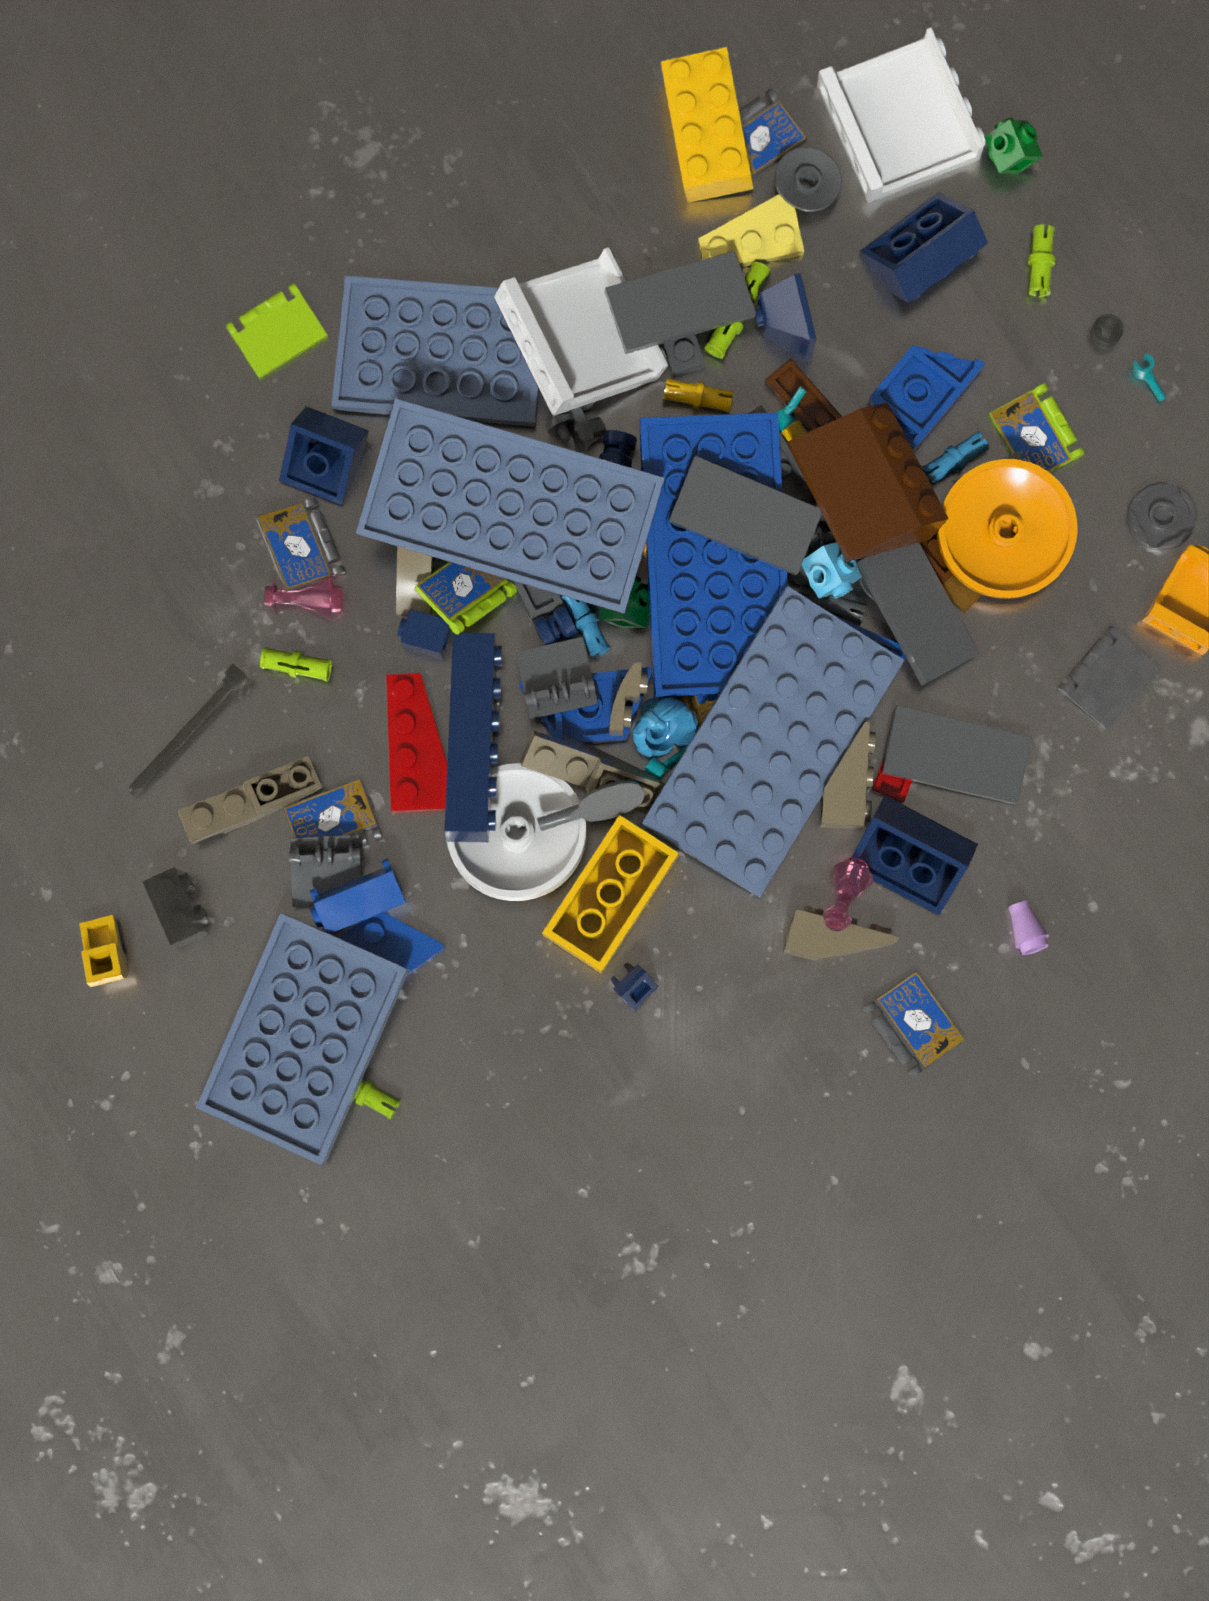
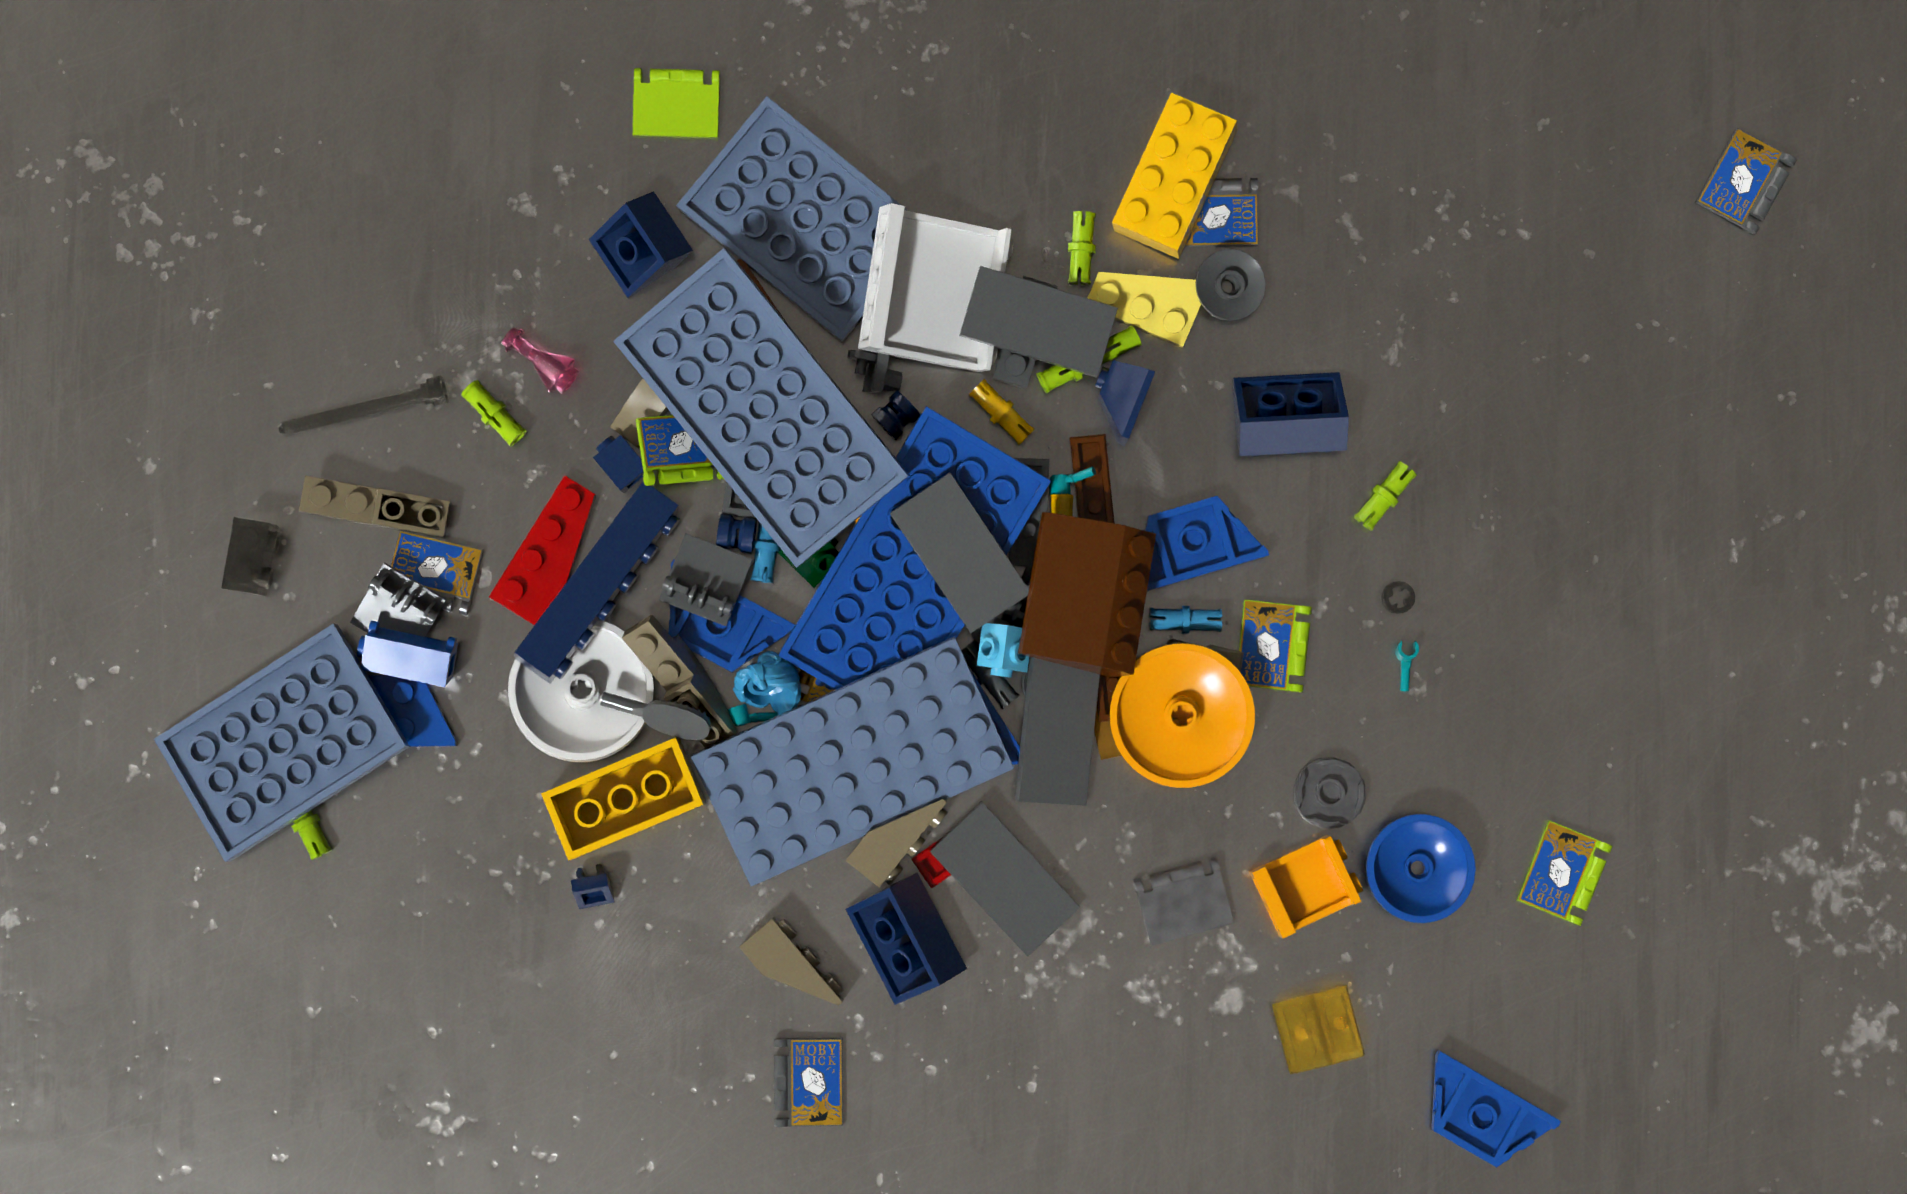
camera: 25 degrees right, 5 degrees up
(102, 952) = (161, 557): yellow brick -> none
(299, 545) = (566, 310): piece -> none
(629, 691) = (763, 633): dark tan slope -> none
(672, 230) = (1081, 248): none -> lime pin
(851, 880) = (837, 926): clear pink piece -> none
(901, 117) = (1353, 283): white panel -> none
(1013, 146) = (1430, 378): green brick -> none
(1027, 929) = (960, 1068): lavender cone -> none

